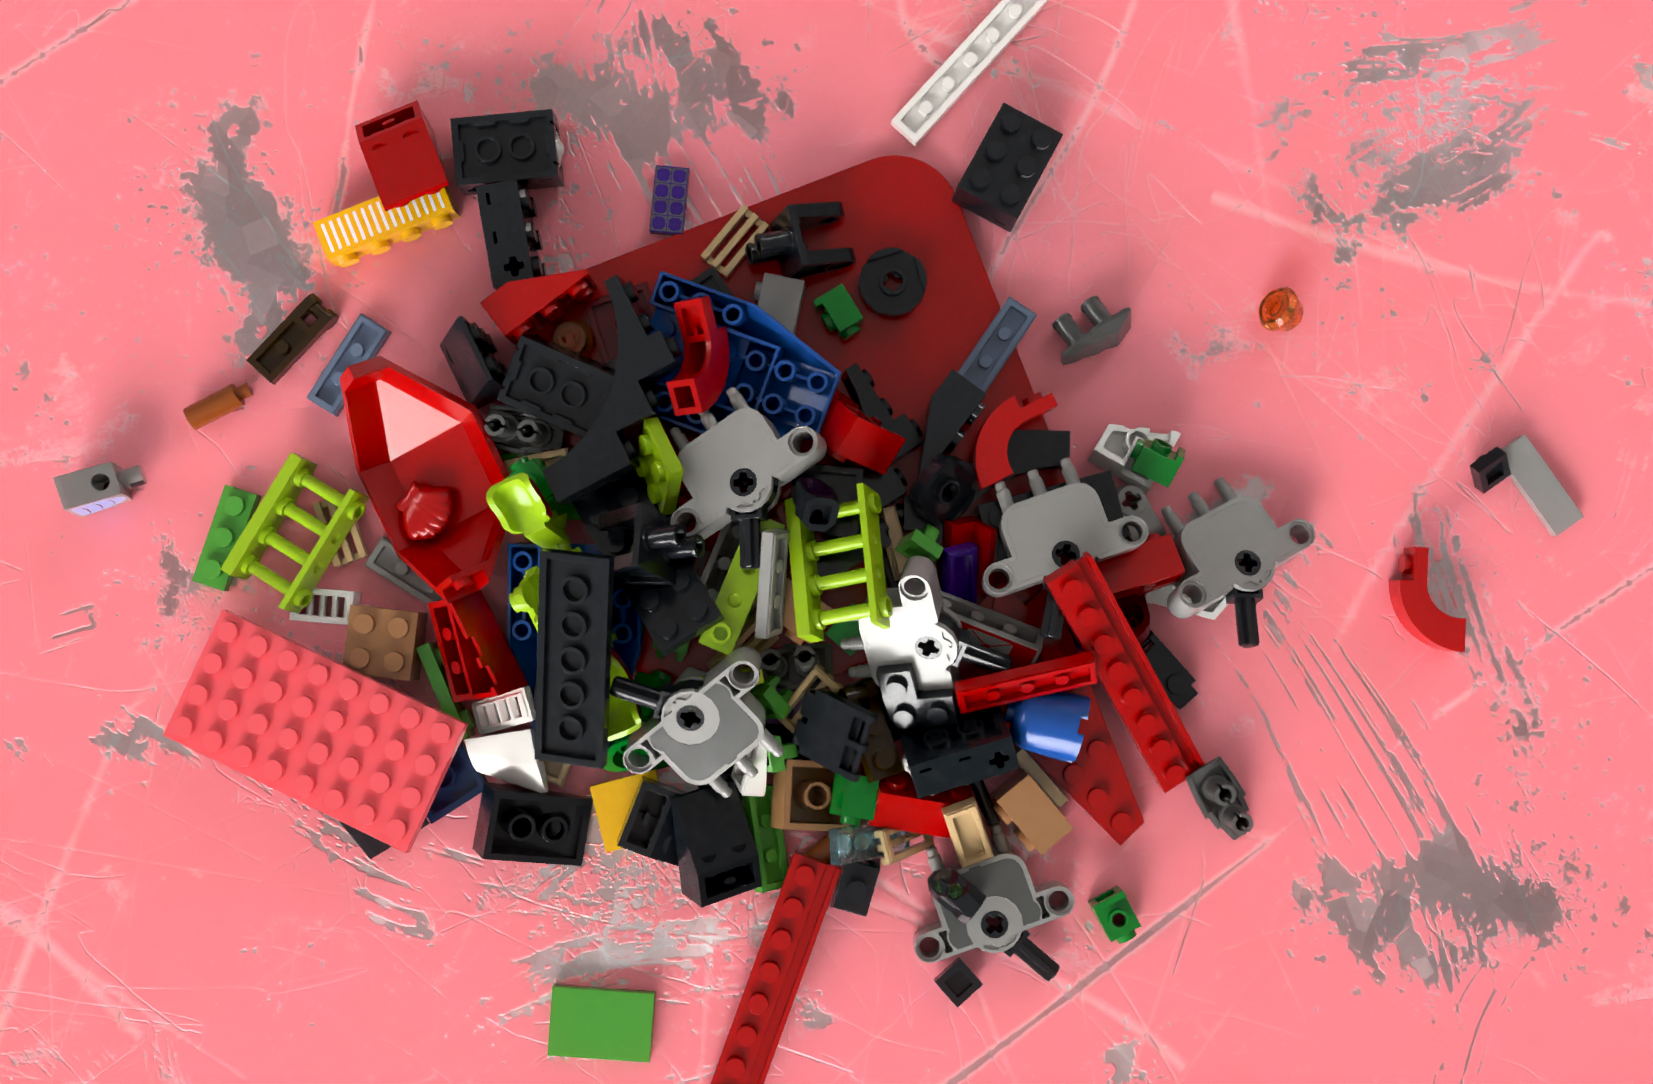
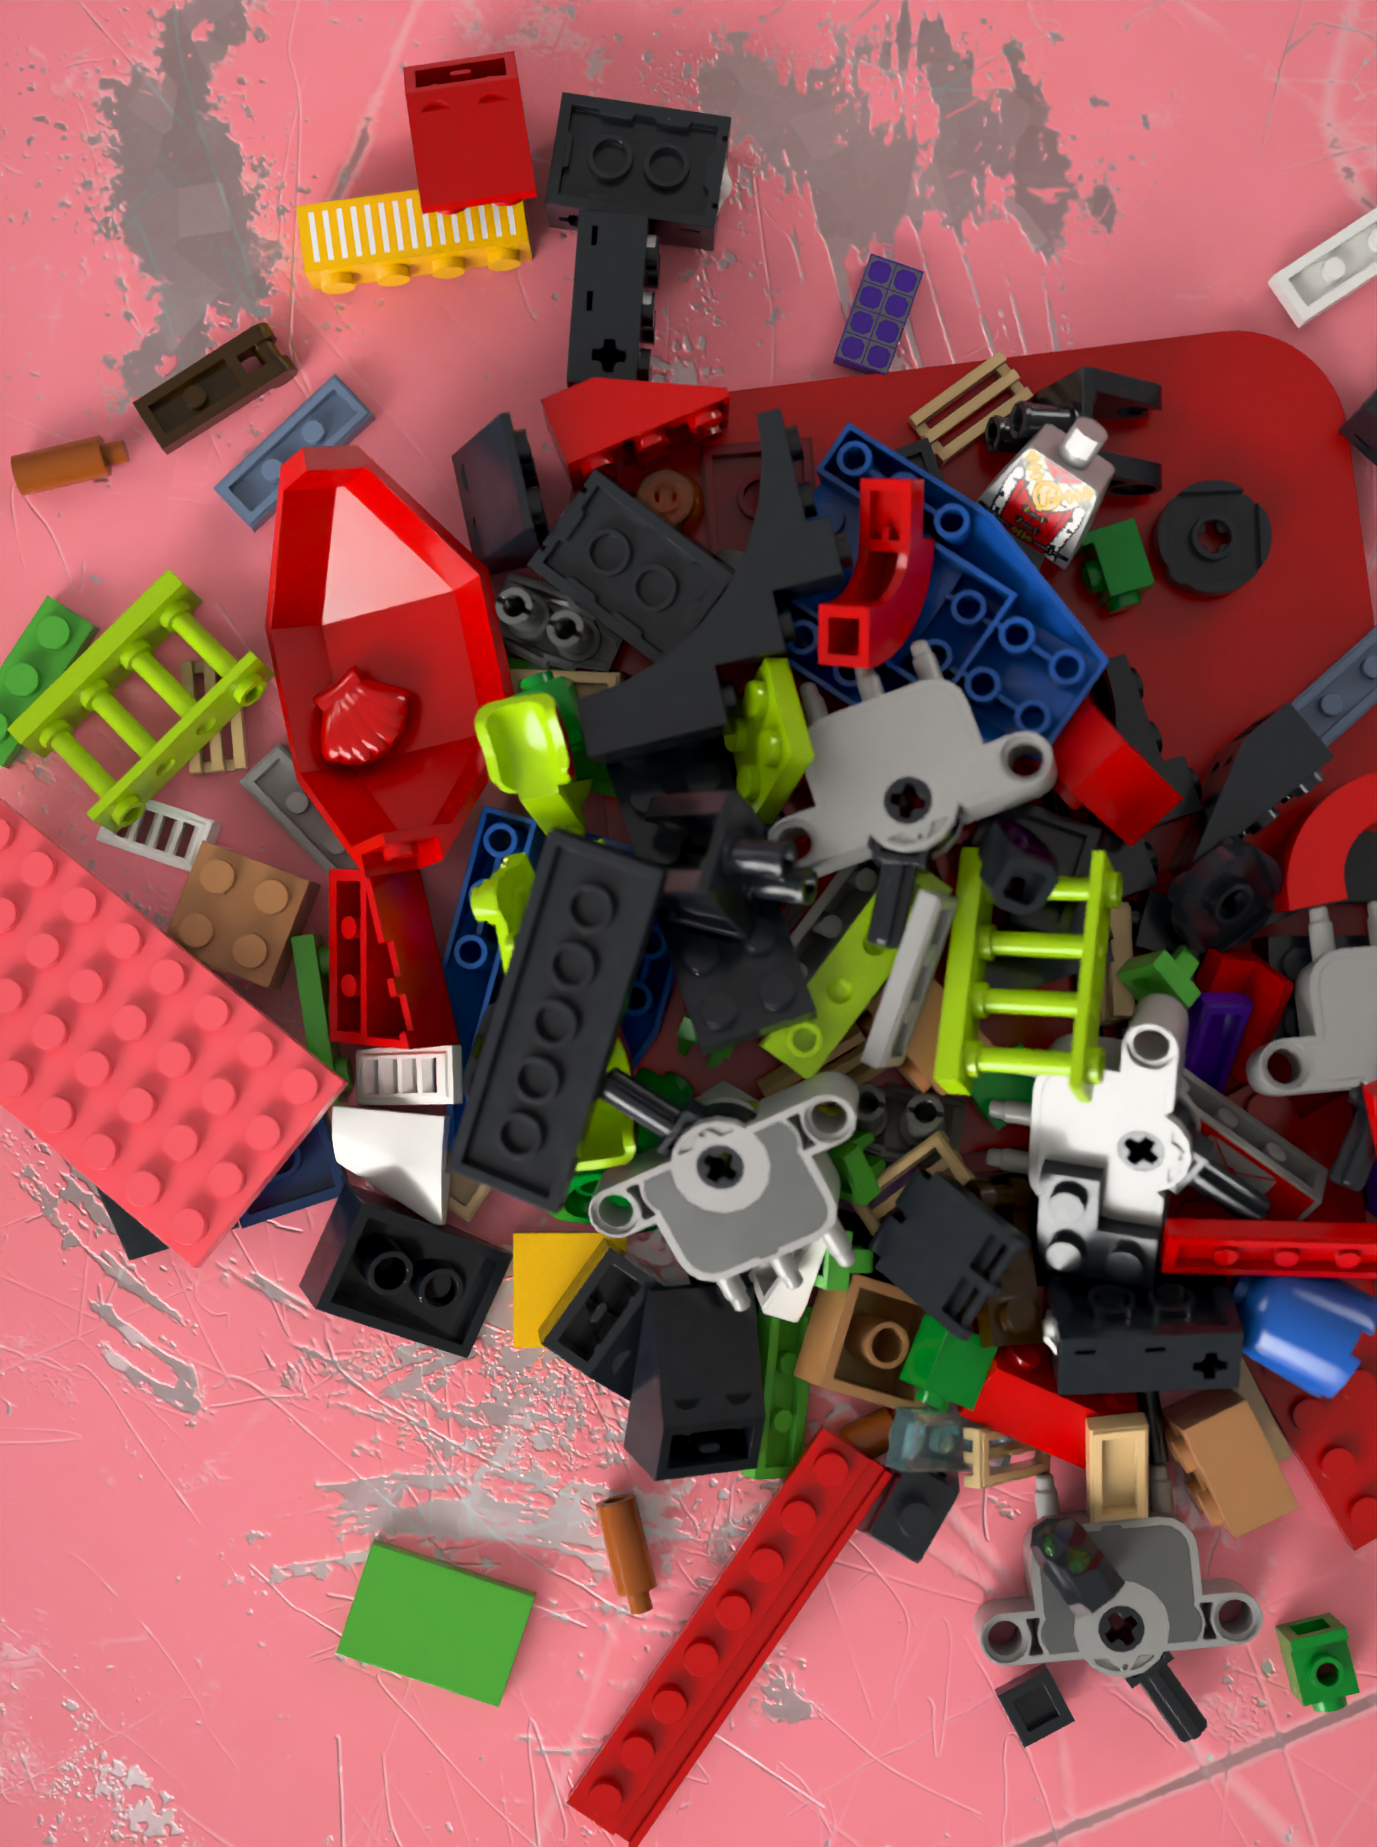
camera: 20 degrees right, 0 degrees up
(701, 953) = (627, 1550): none -> dark orange cylinder
(787, 281) = (1052, 489): none -> torso

